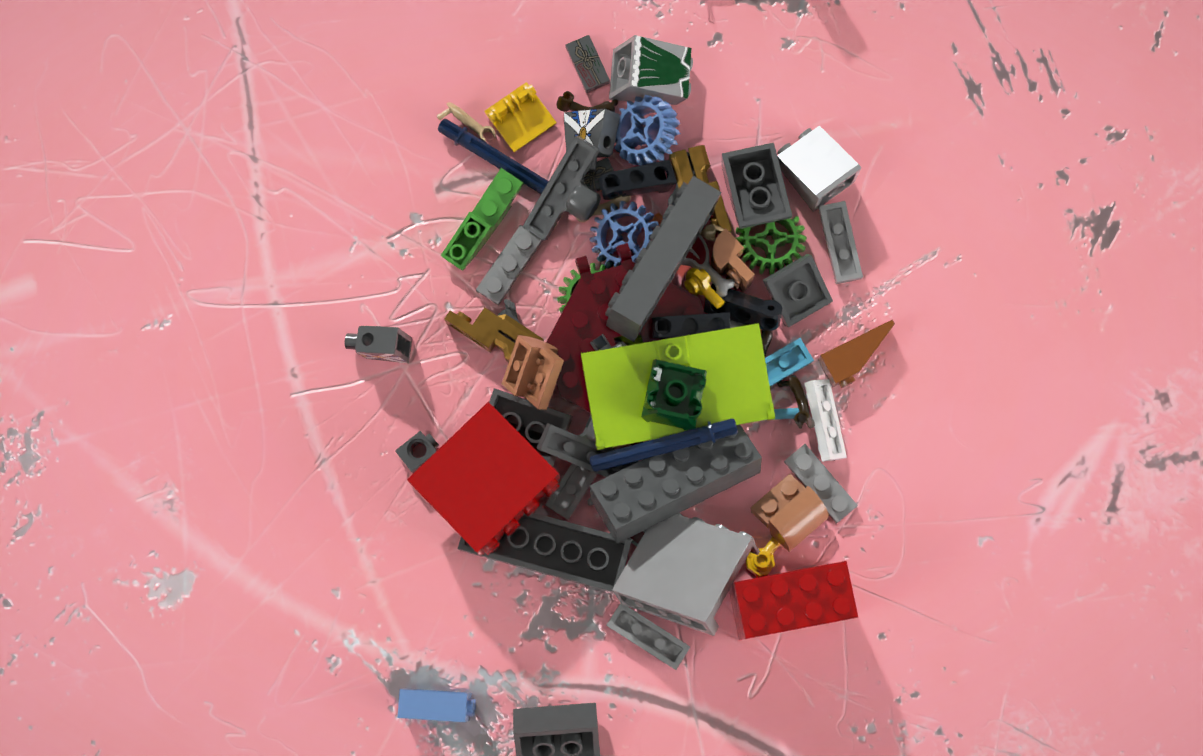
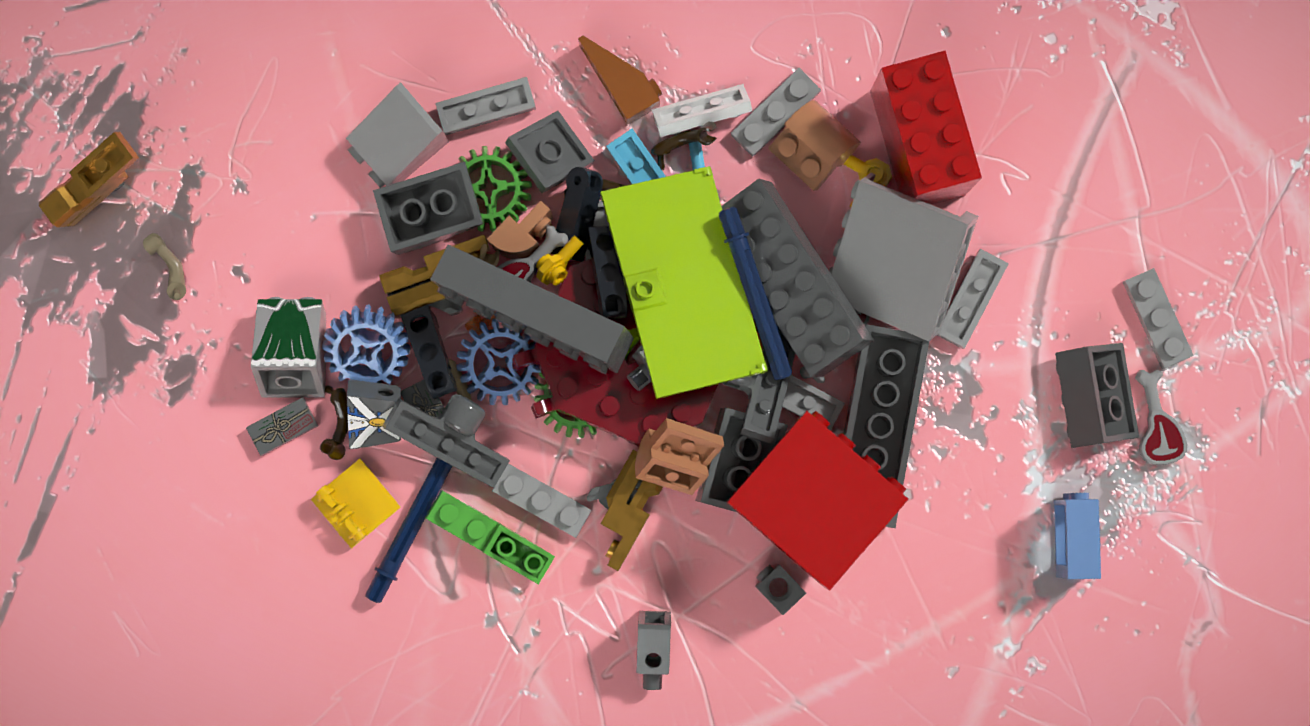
camera: 95 degrees left, 5 degrees up
(467, 120) = (364, 569): tan piece -> none
(674, 395) = (697, 283): dark green slope -> none

